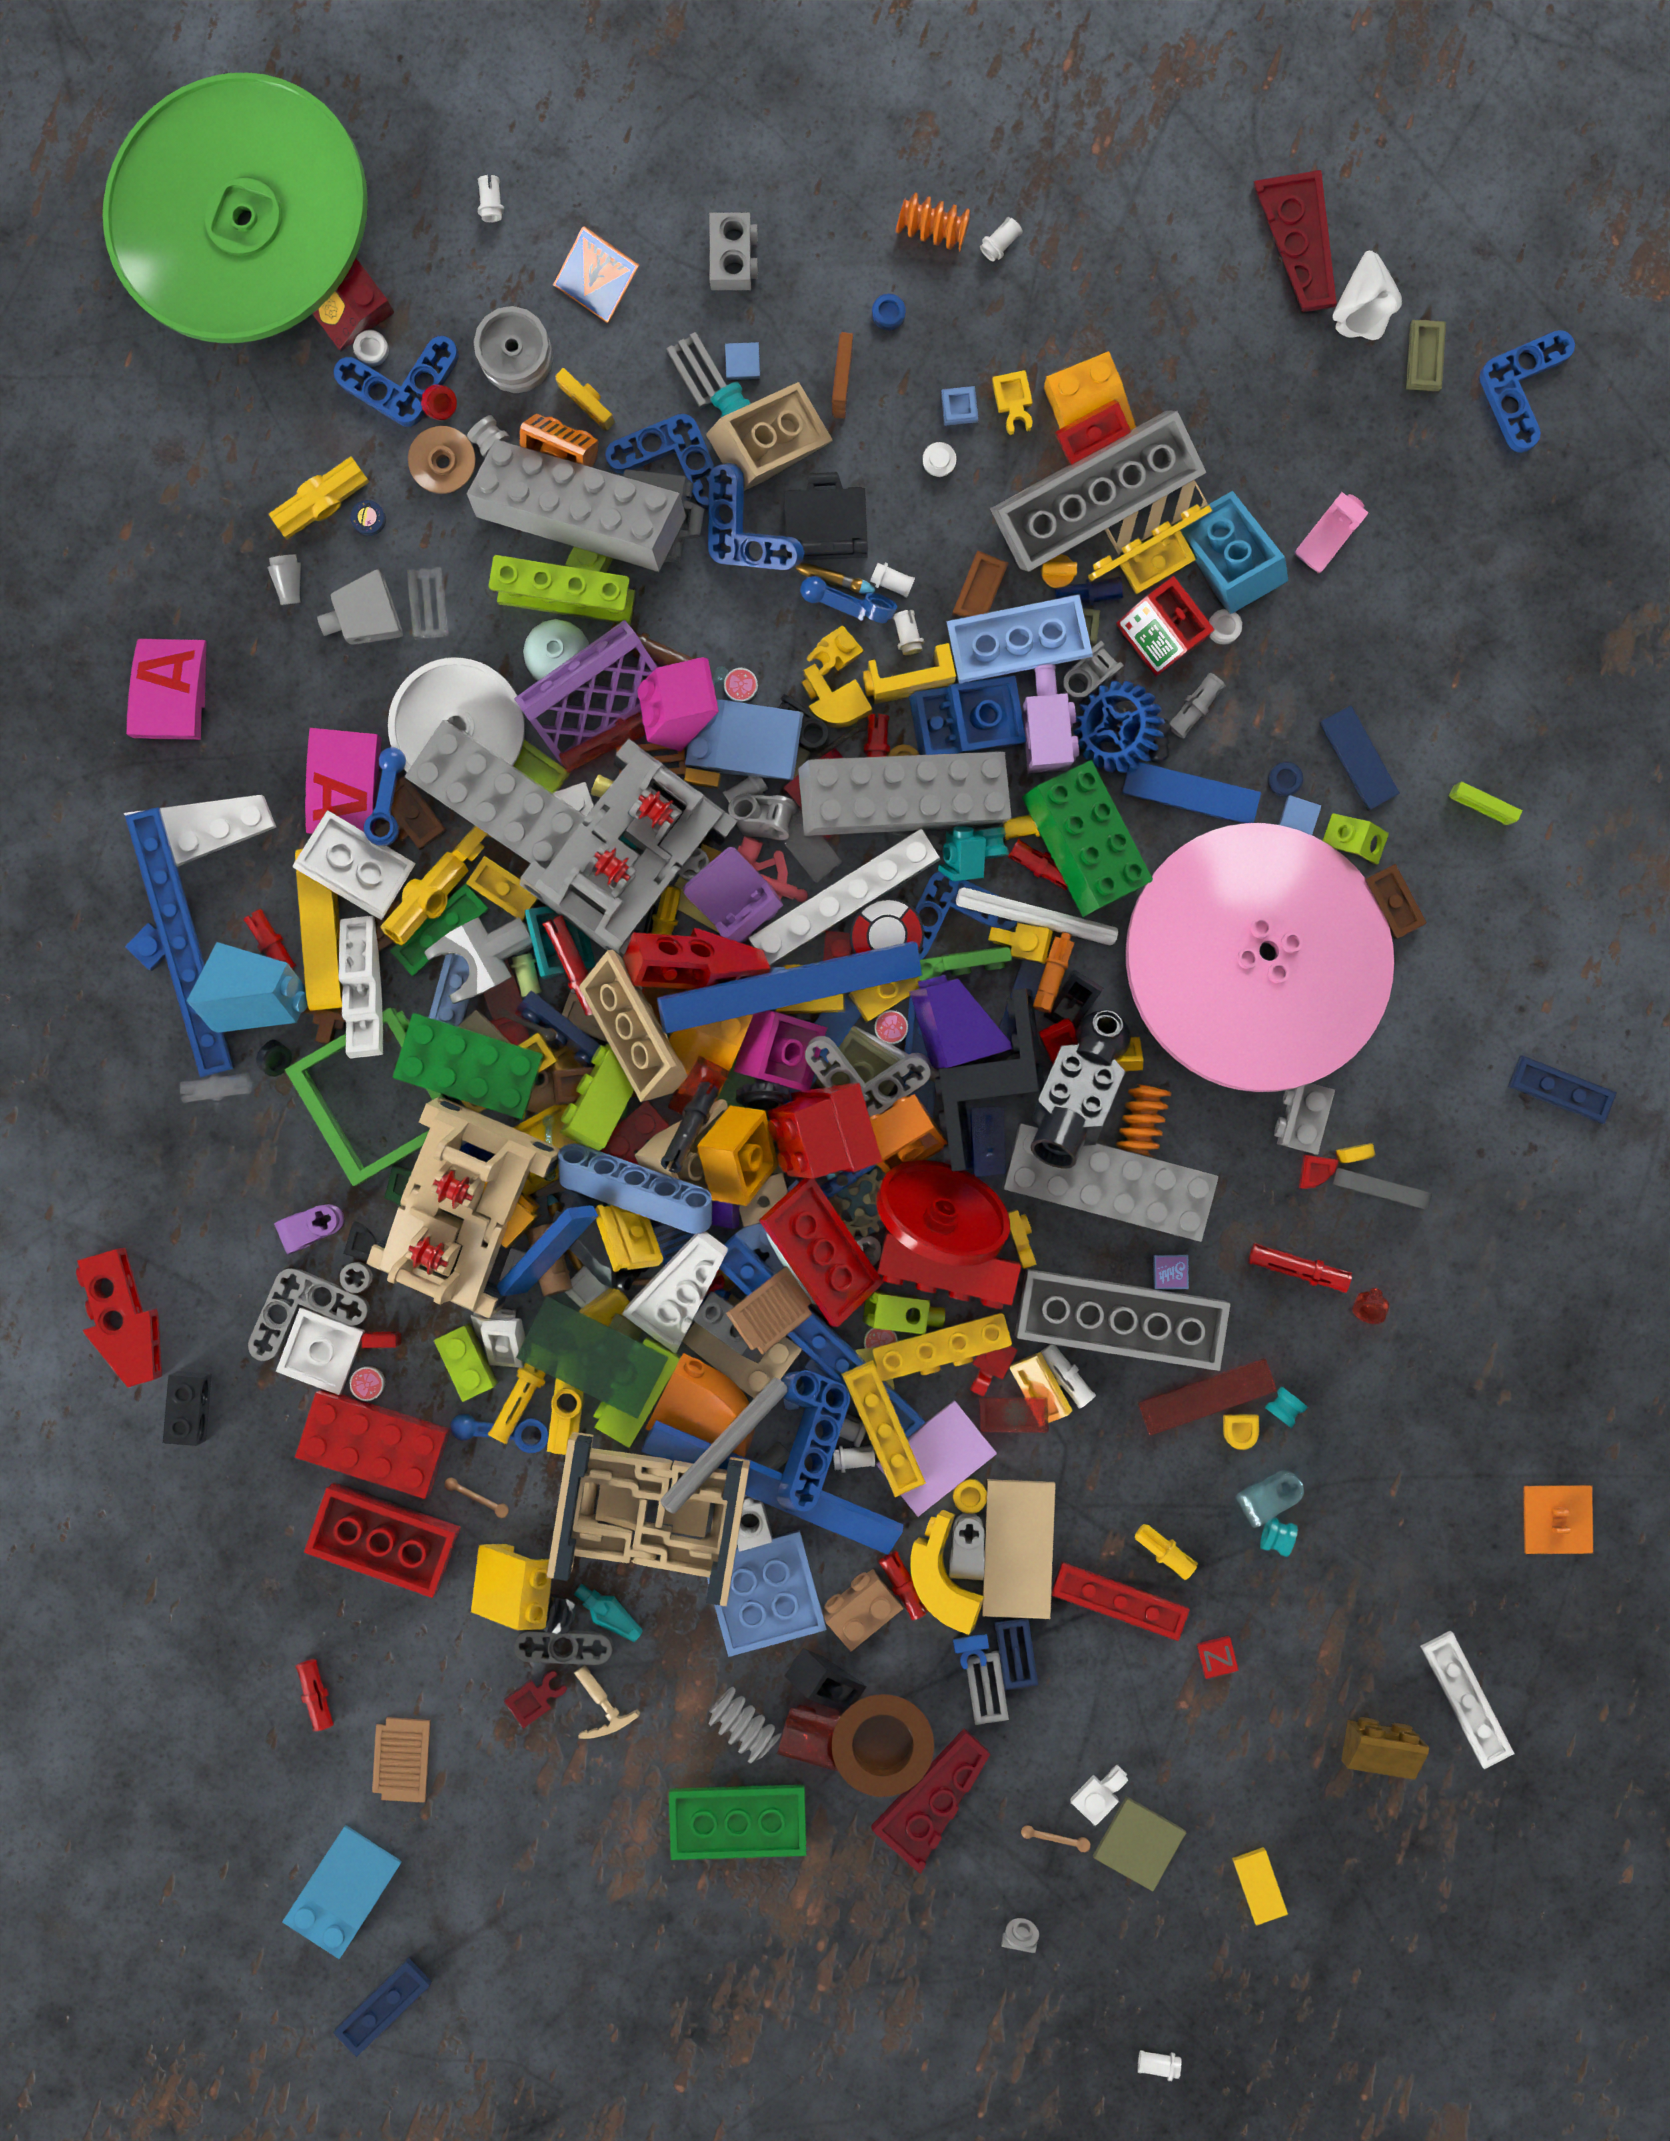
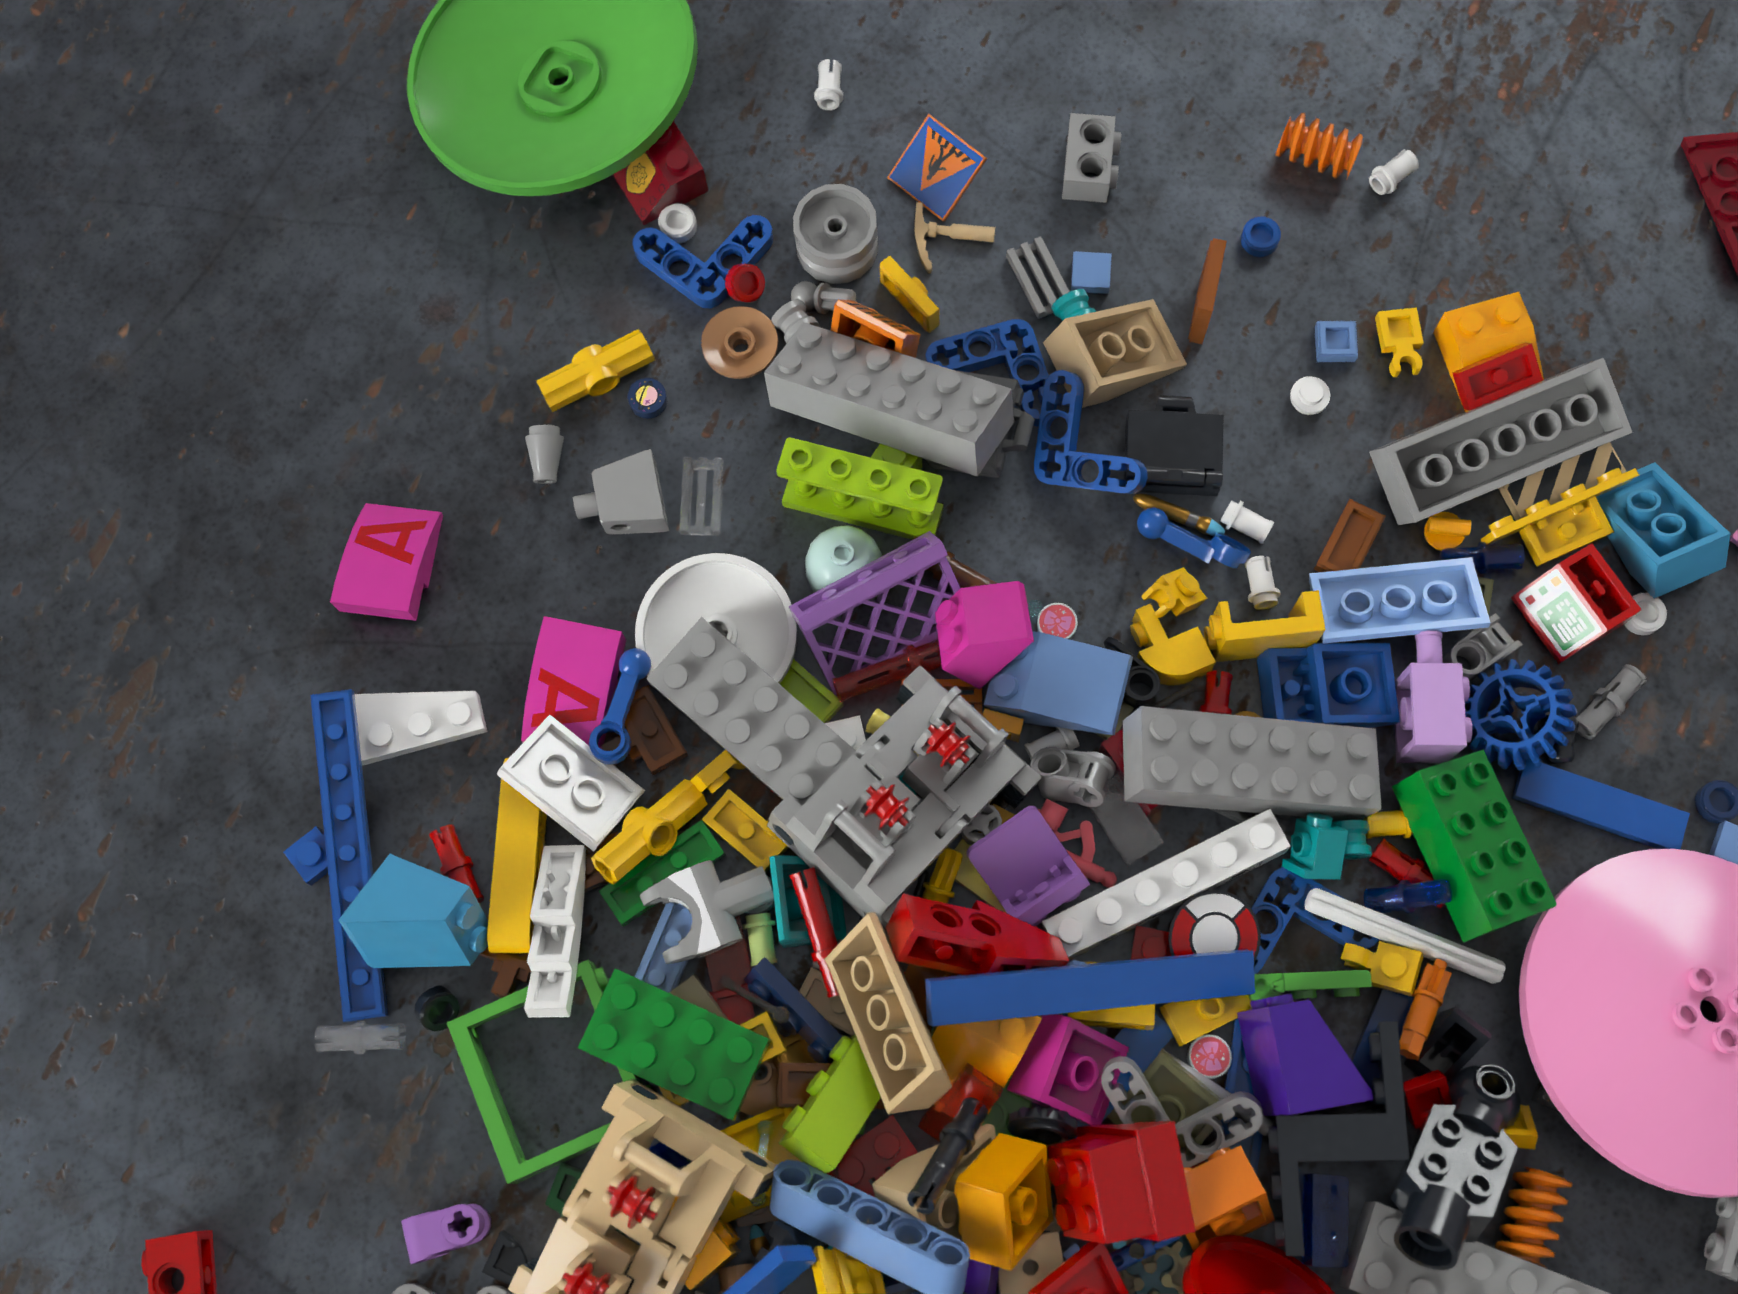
camera: 15 degrees right, 15 degrees down
(508, 408) = (820, 297): none -> light grey axle
(618, 332) = (955, 231): none -> tan piece
(1036, 885) = (1407, 896): none -> clear blue axle

